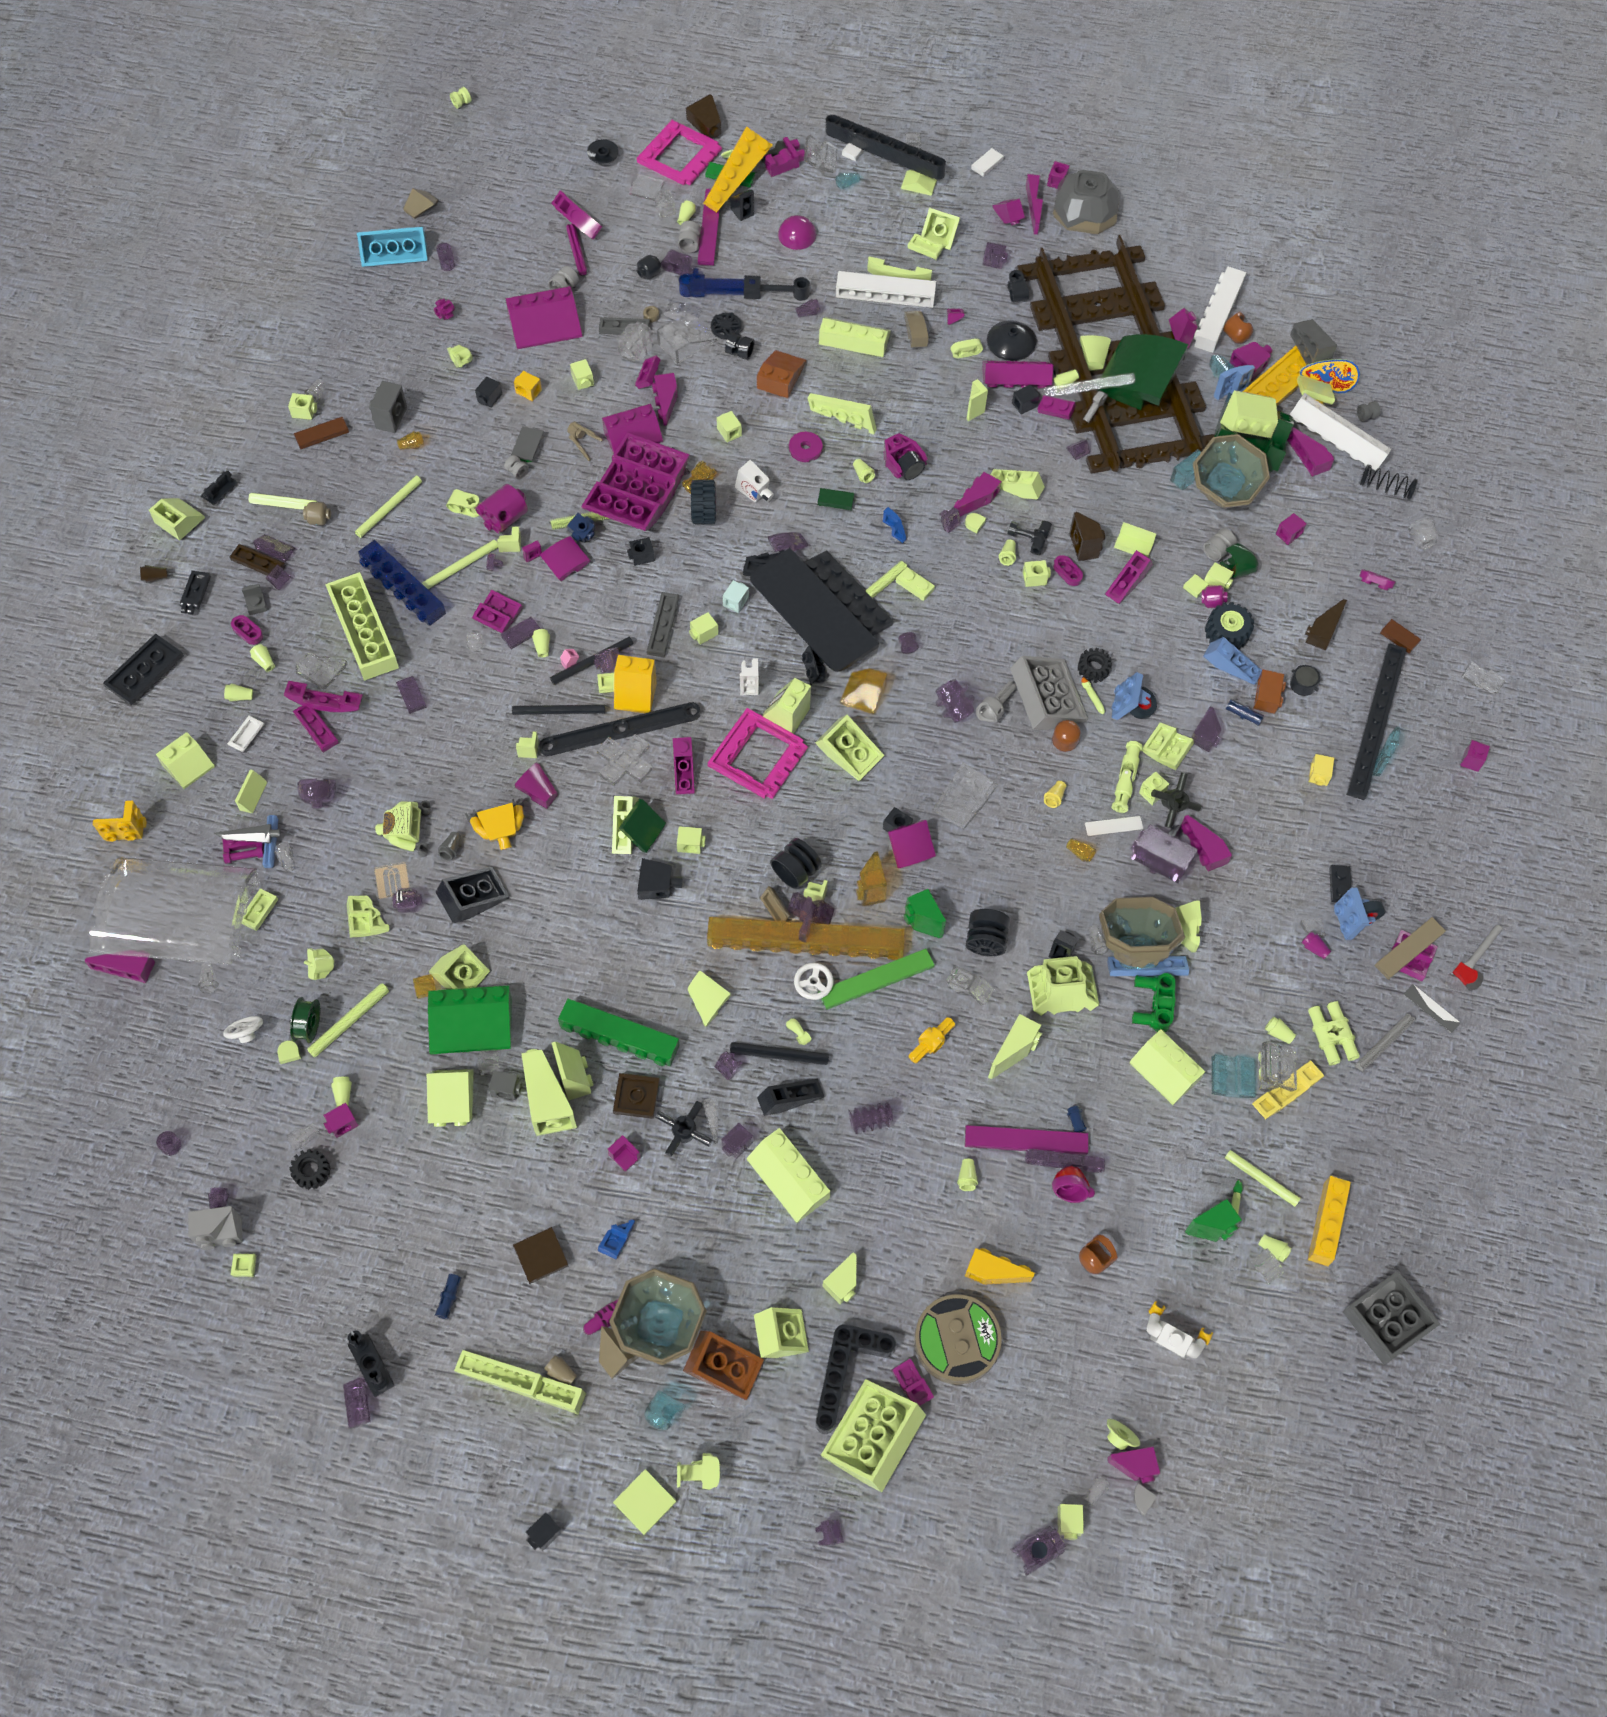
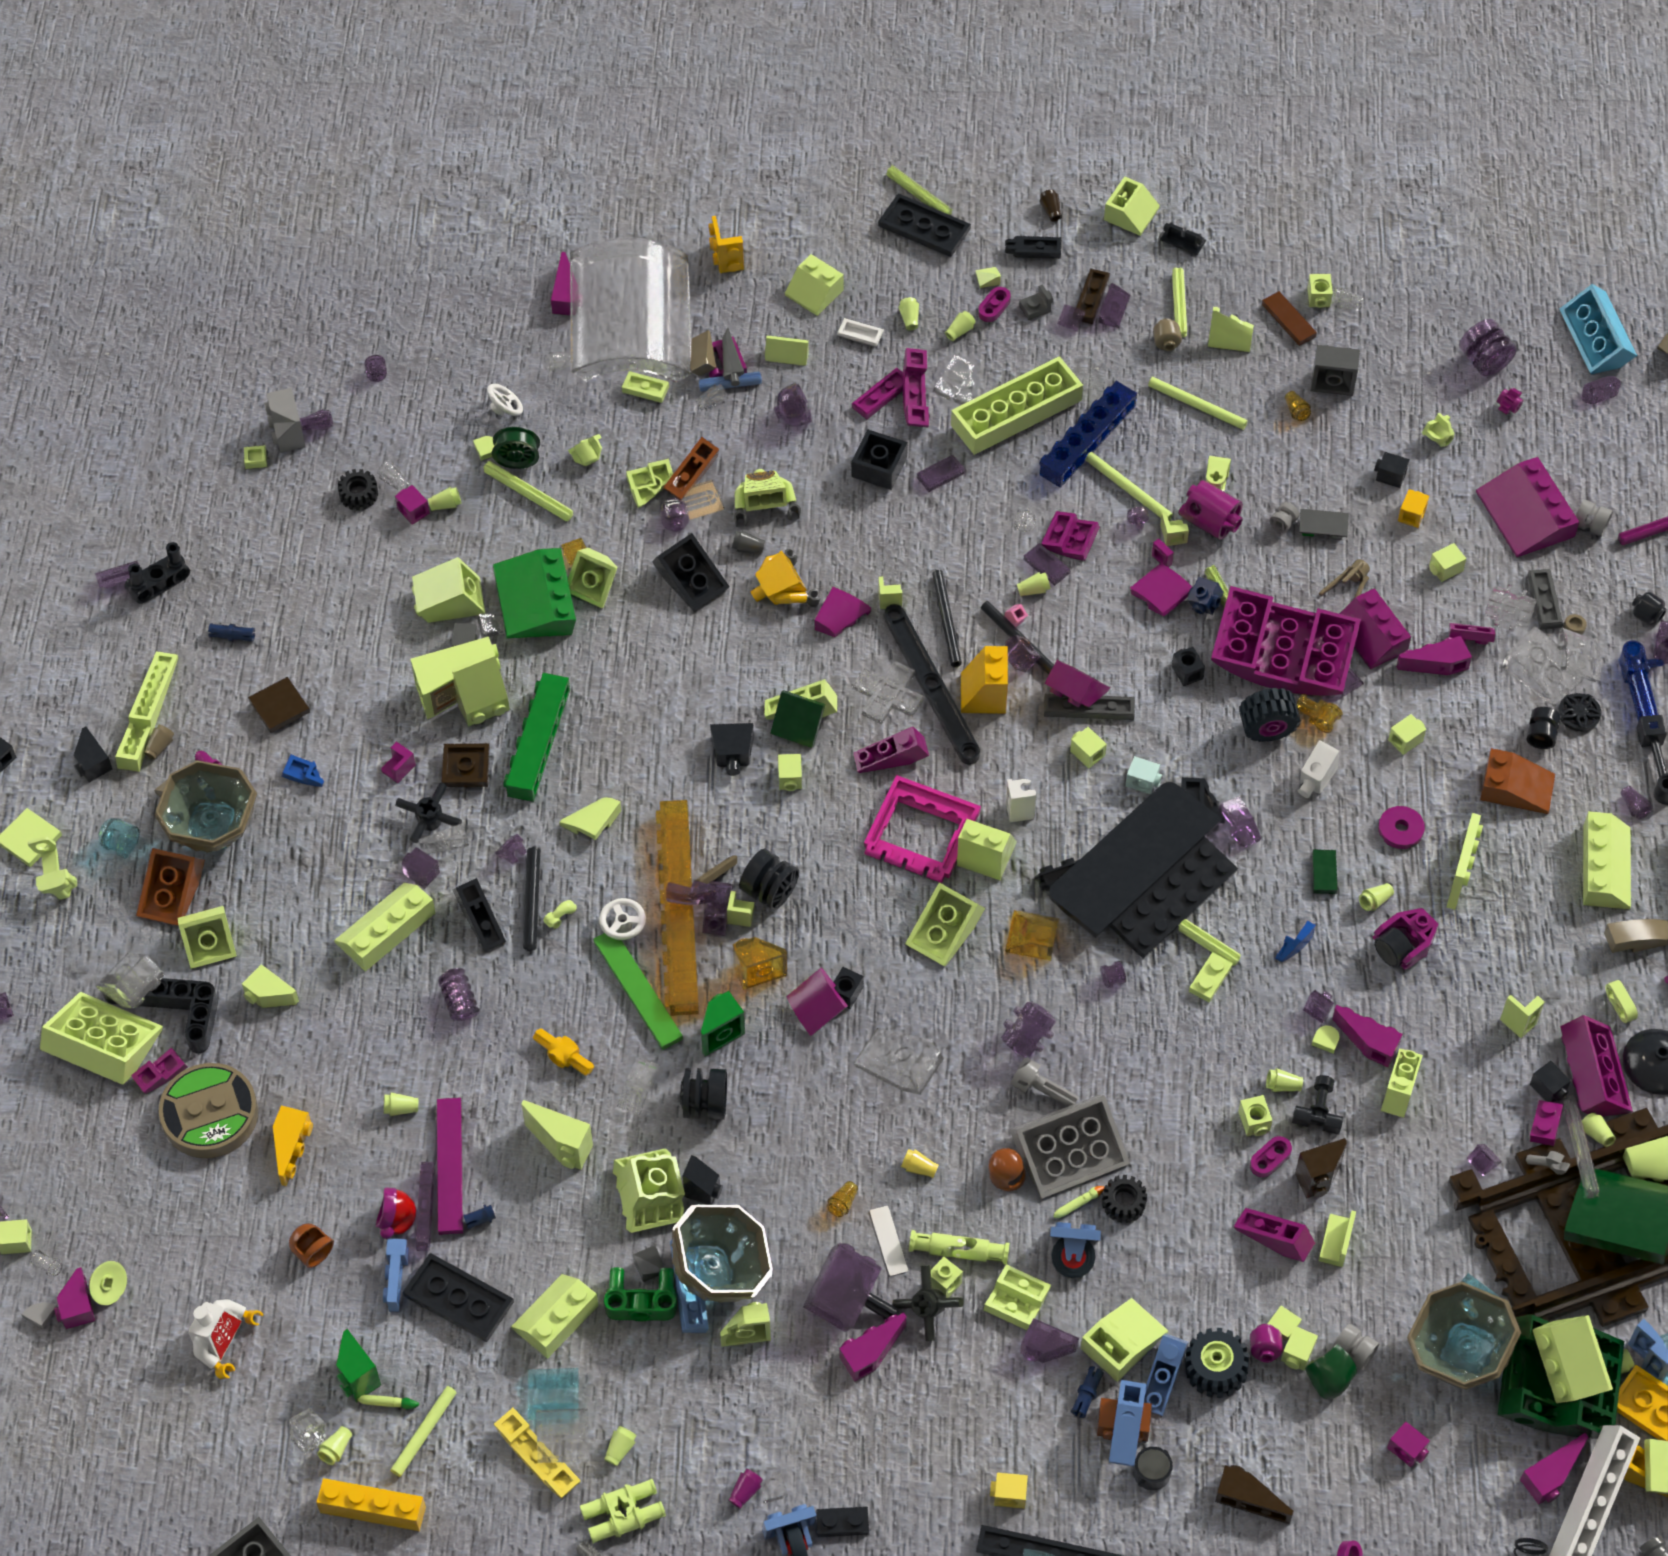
camera: 85 degrees right, 5 degrees down
(101, 670) = (916, 190): none -> yellowish green axle
(214, 631) = (988, 277): none -> yellowish green slope
(237, 856) = (702, 354): none -> dark tan slope
(329, 470) = (1229, 332): none -> yellowish green slope
(363, 877) = (692, 468): none -> dark orange slope
(391, 733) = (879, 459): none -> black brick
(393, 309) = (1487, 347): none -> clear purple wheel
(566, 1437) = (90, 757): none -> black slope
(648, 625) = (1075, 684): none -> magenta slope
(830, 1398) = (131, 980): none -> clear slope
(1108, 1185) = (397, 1256): none -> medium blue plate
(1126, 995) = (648, 1263): none -> dark grey slope
(1148, 1141) = (458, 1297): none -> black plate
(1208, 681) = (1122, 1338): none -> yellowish green slope
(1283, 680) = (1127, 1423): none -> medium blue slope

